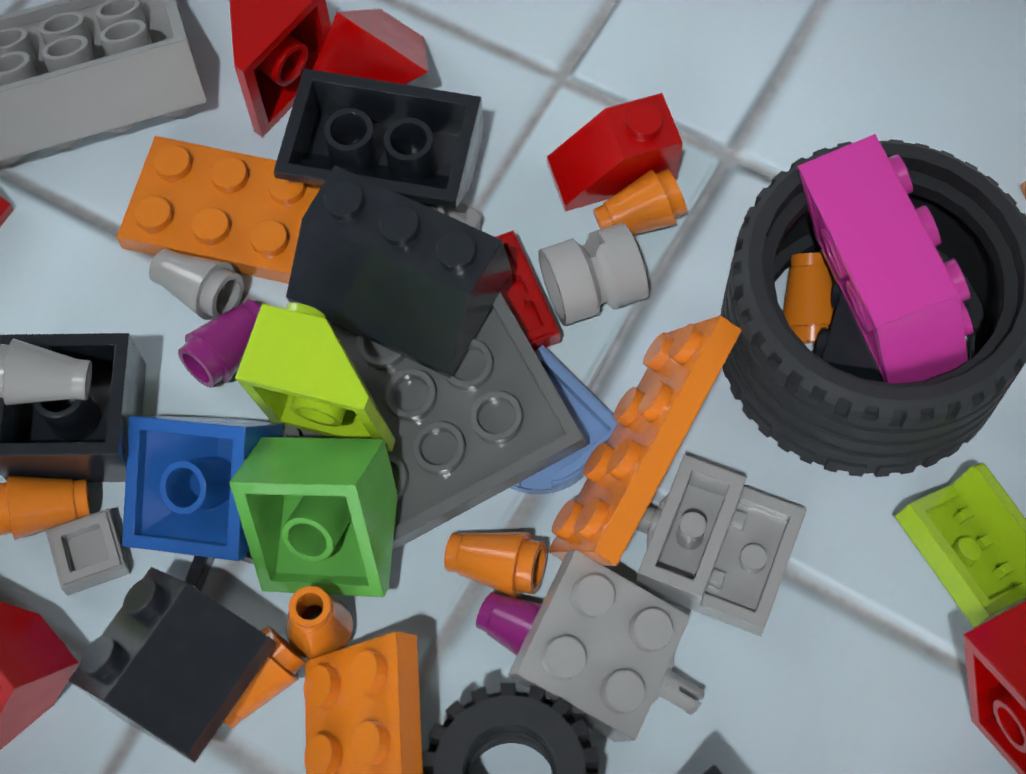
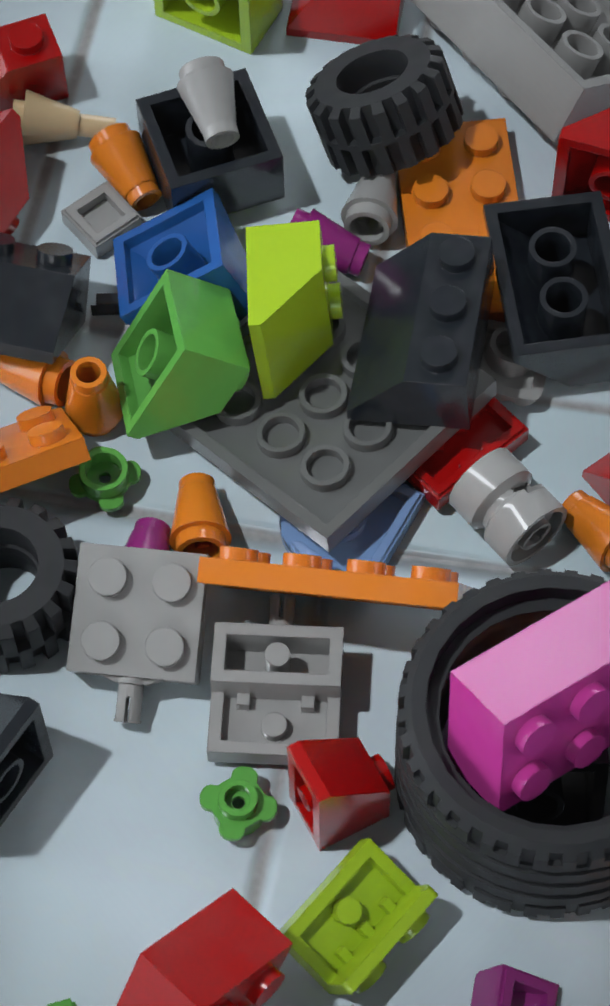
camera: 70 degrees right, 5 degrees down
(104, 224) = (384, 105): none -> black tyre
(412, 620) = (109, 463): none -> bright green plate
(814, 638) = (236, 822): none -> bright green plate
(847, 518) = (337, 787): none -> red slope

